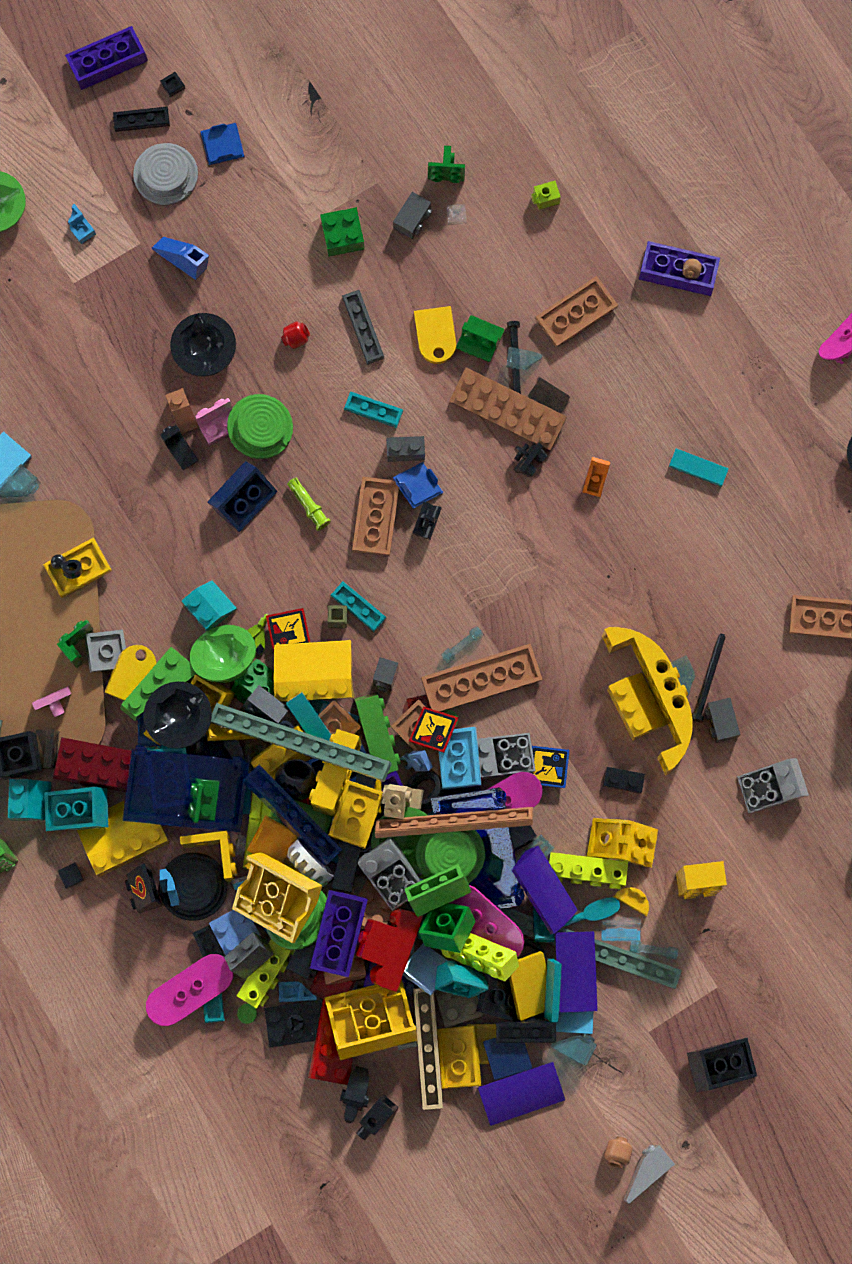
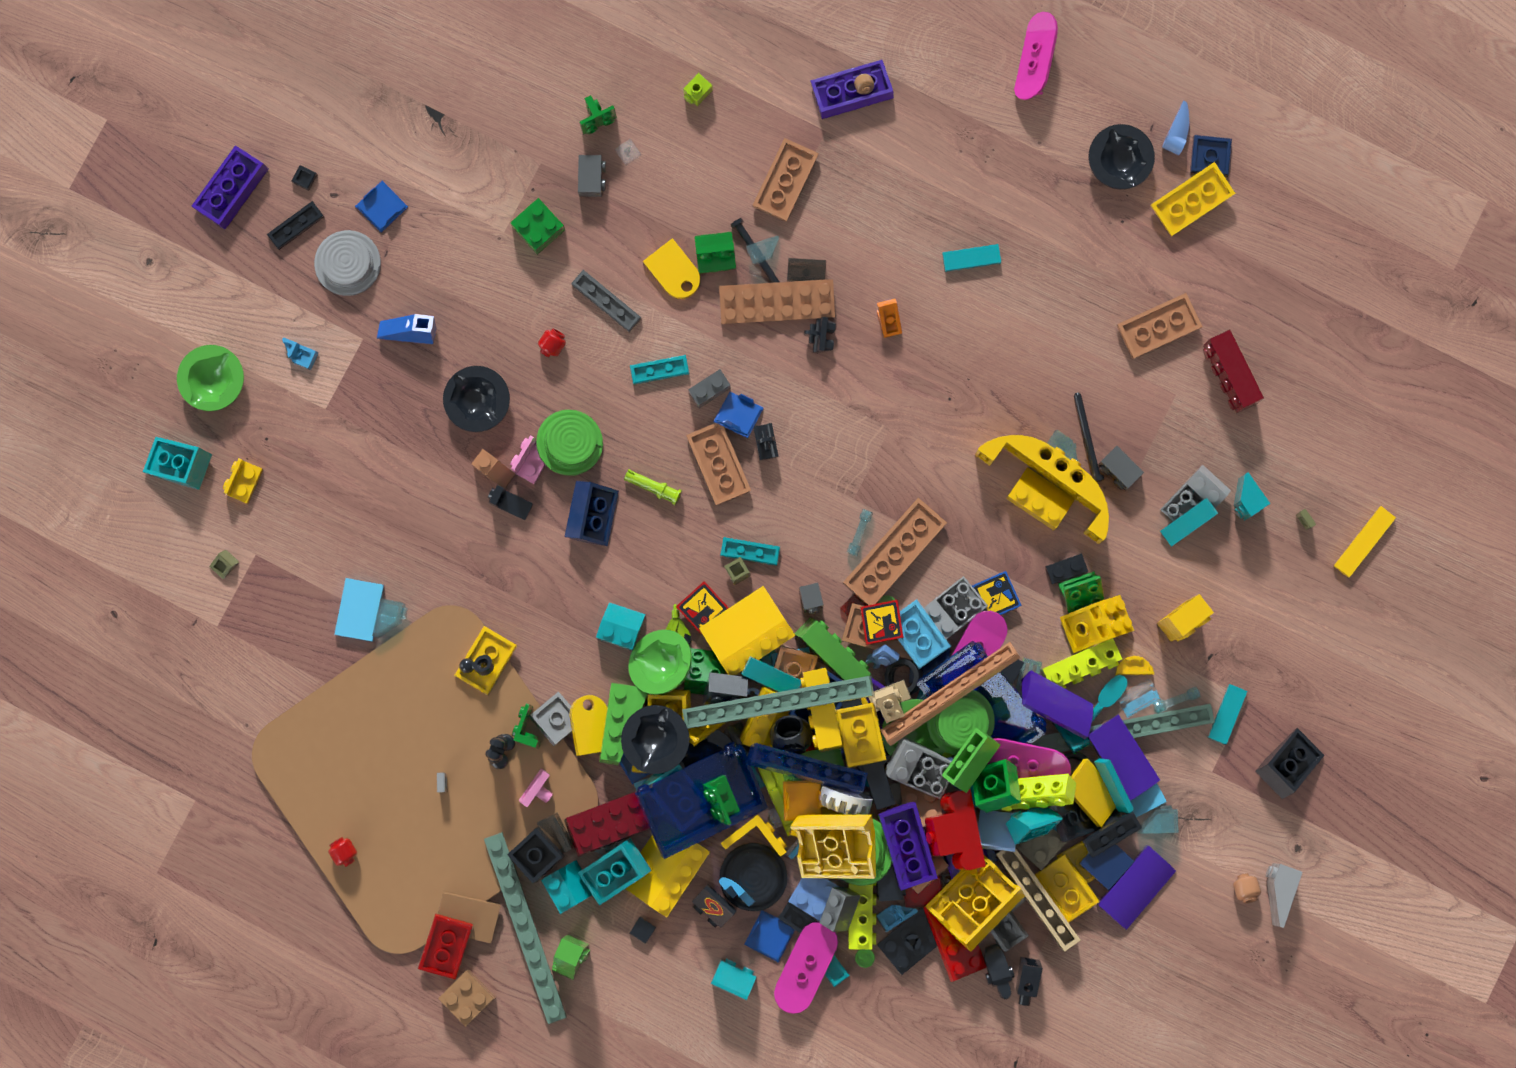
camera: 30 degrees left, 5 degrees up
(41, 642) = (496, 751): none -> black piece
(122, 963) = (734, 979): none -> teal slope
(176, 946) = (769, 936): none -> blue piece
(384, 1064) = (1008, 932): none -> dark grey bracket
(625, 806) = (1082, 591): none -> green bracket
(691, 989) = (1227, 714): none -> teal tile
(755, 800) = (1189, 522): none -> teal tile
(821, 811) = (1248, 497): none -> teal slope

